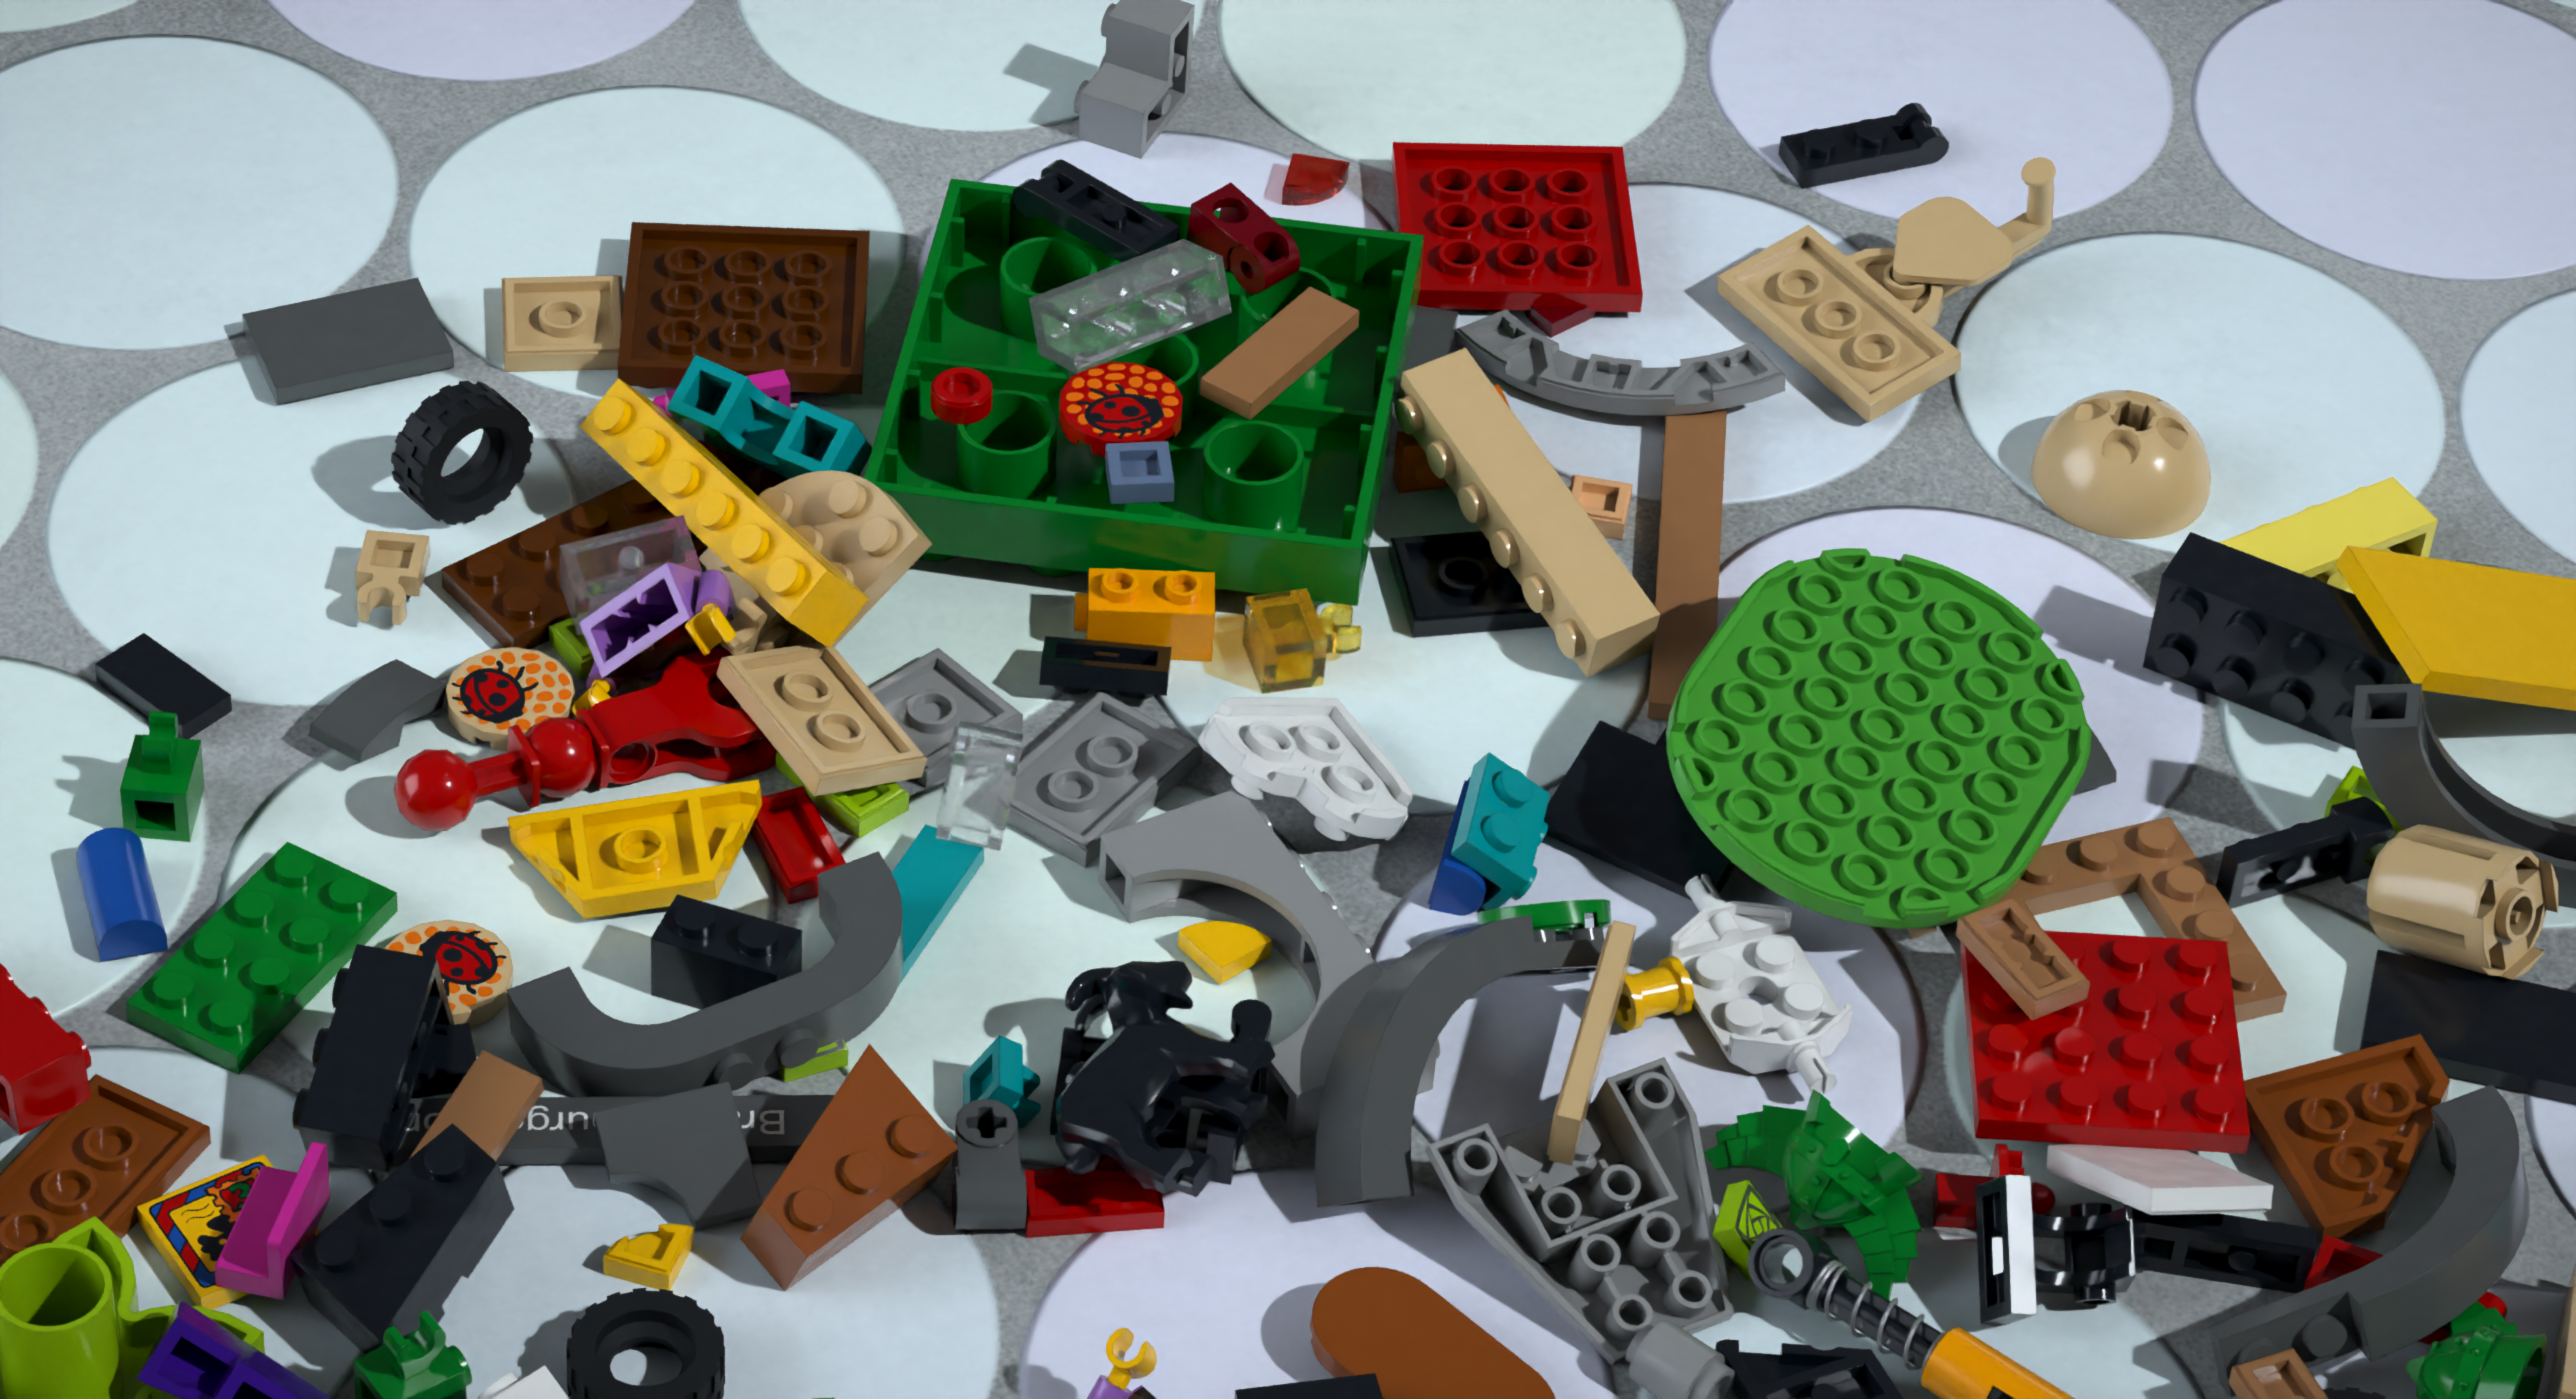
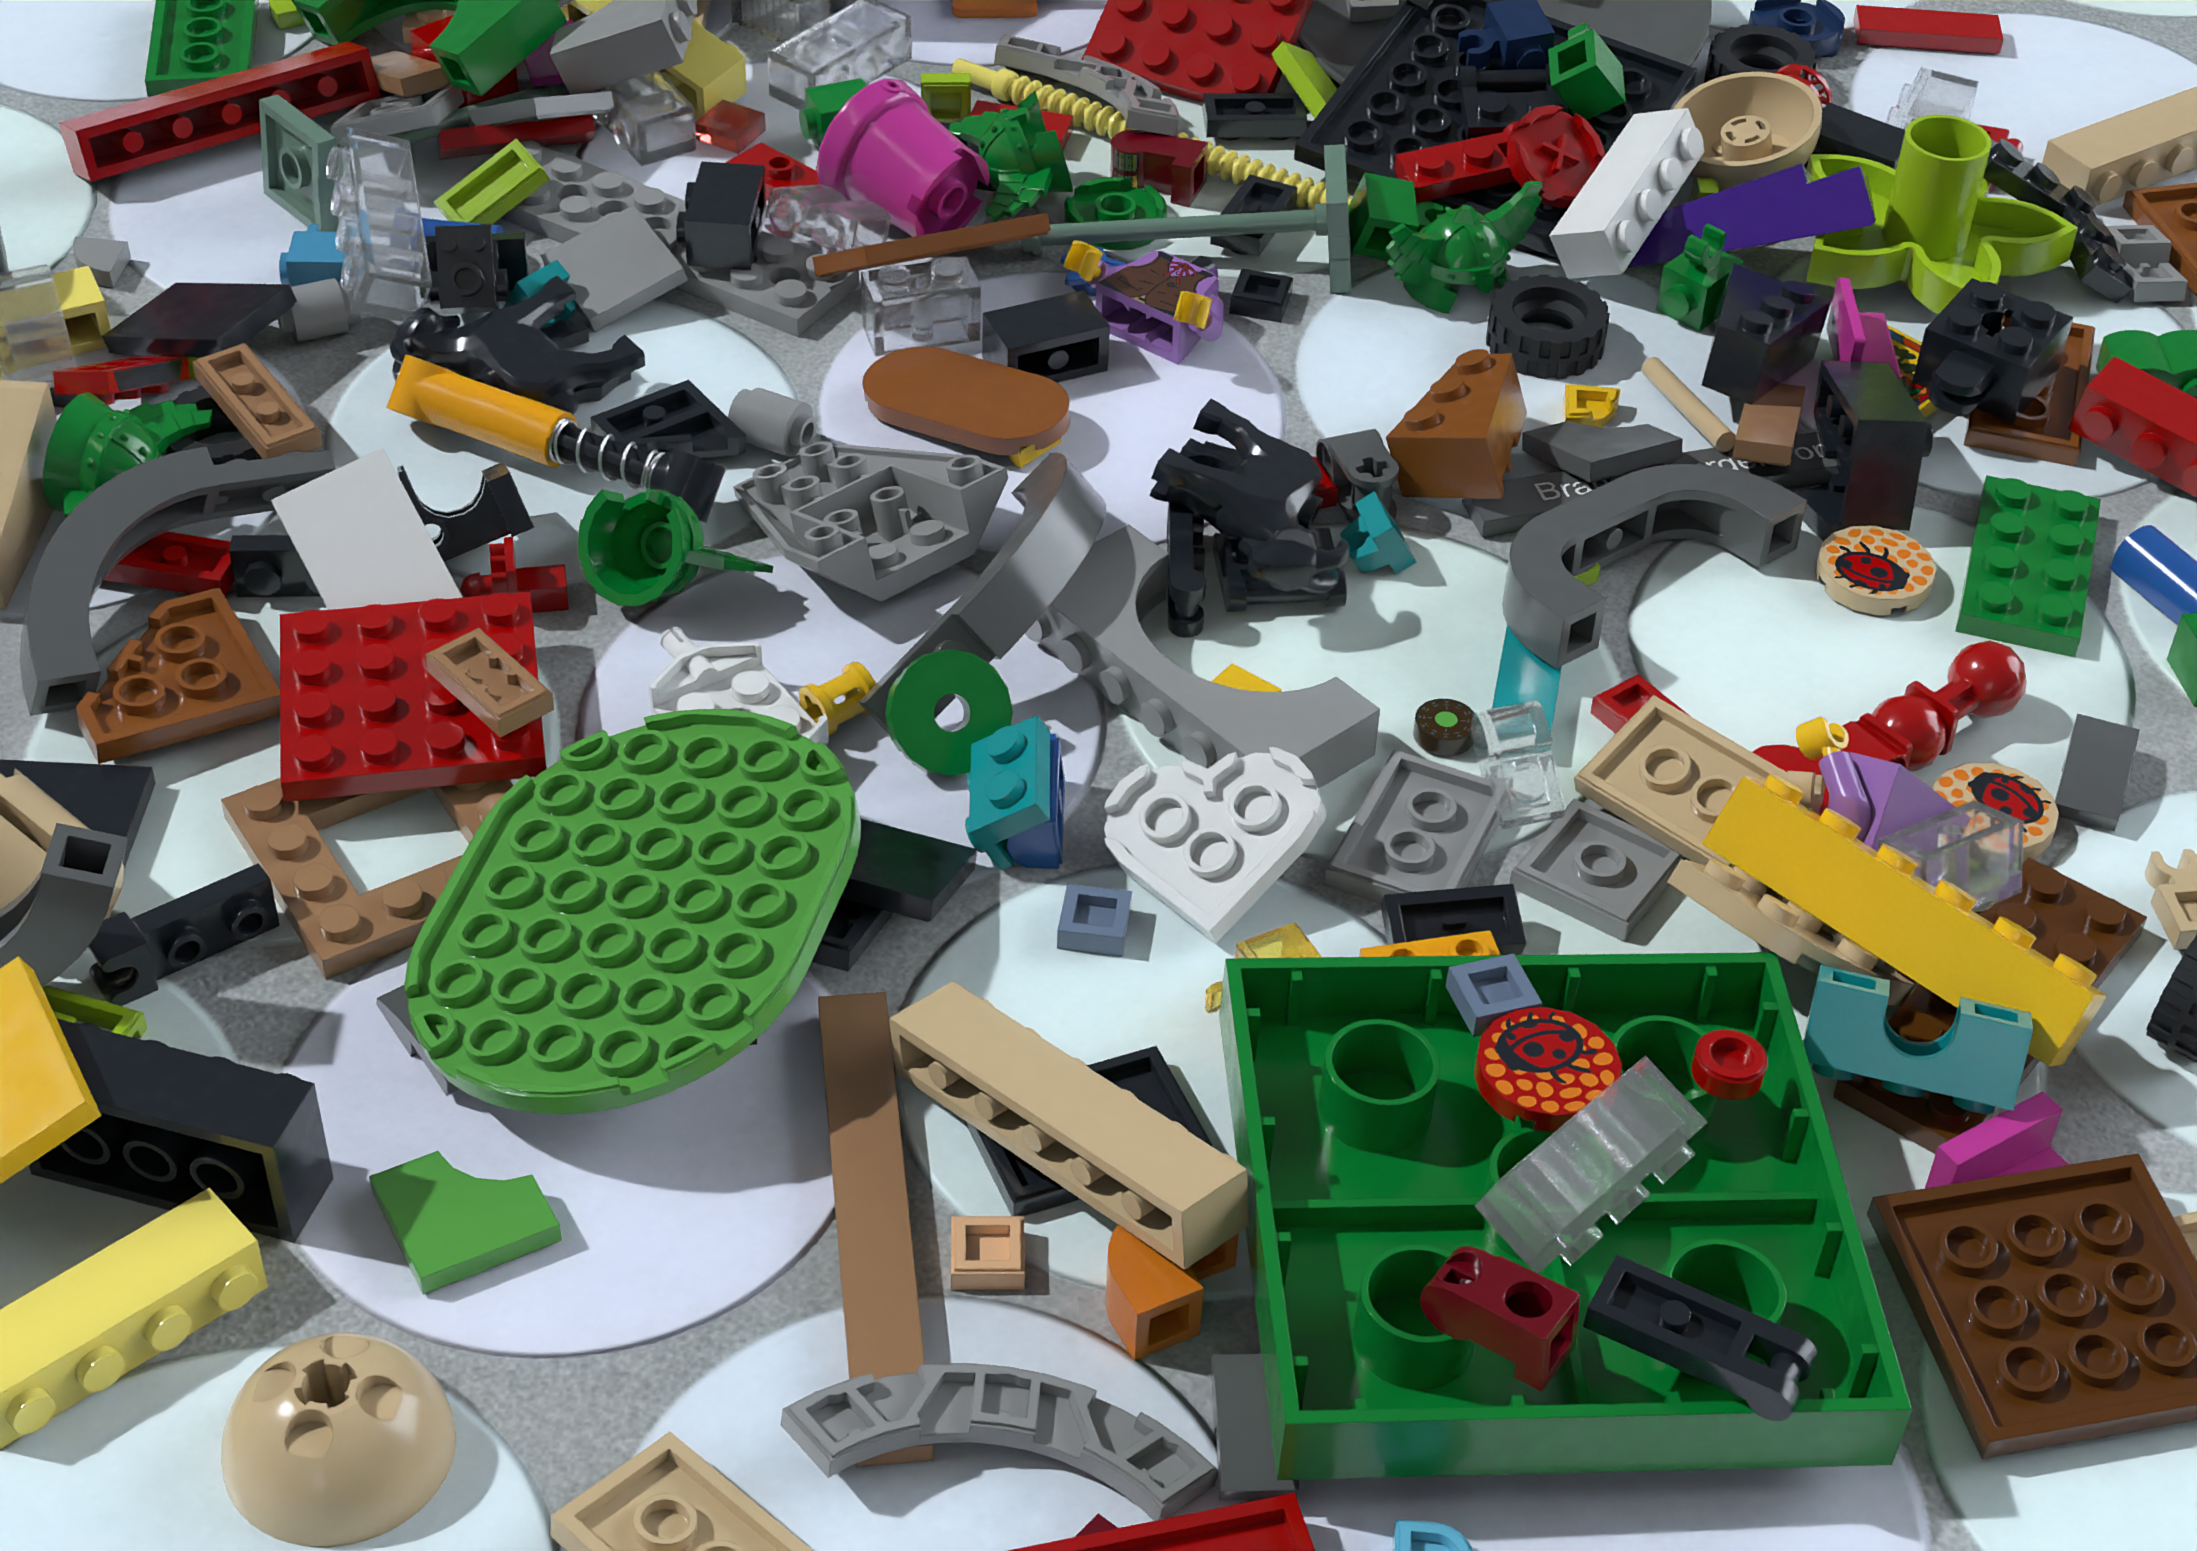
camera: 170 degrees right, 0 degrees up
(141, 1154) = (1980, 364): none -> black brick
(533, 1216) = (1689, 404): none -> tan bar
(640, 848) = (1783, 677): yellow wing -> none
(717, 953) = (1655, 583): black brick -> none
(1018, 877) = (1443, 727): none -> dark brown tile
(1279, 353) = (1397, 1179): medium nougat tile -> none
(1437, 750) = (1094, 920): none -> sand blue tile
(1590, 1043) = (883, 575): tan tile -> none
(1741, 1222) = (731, 518): lime tile -> none
(2050, 595) = (460, 1223): none -> bright green tile

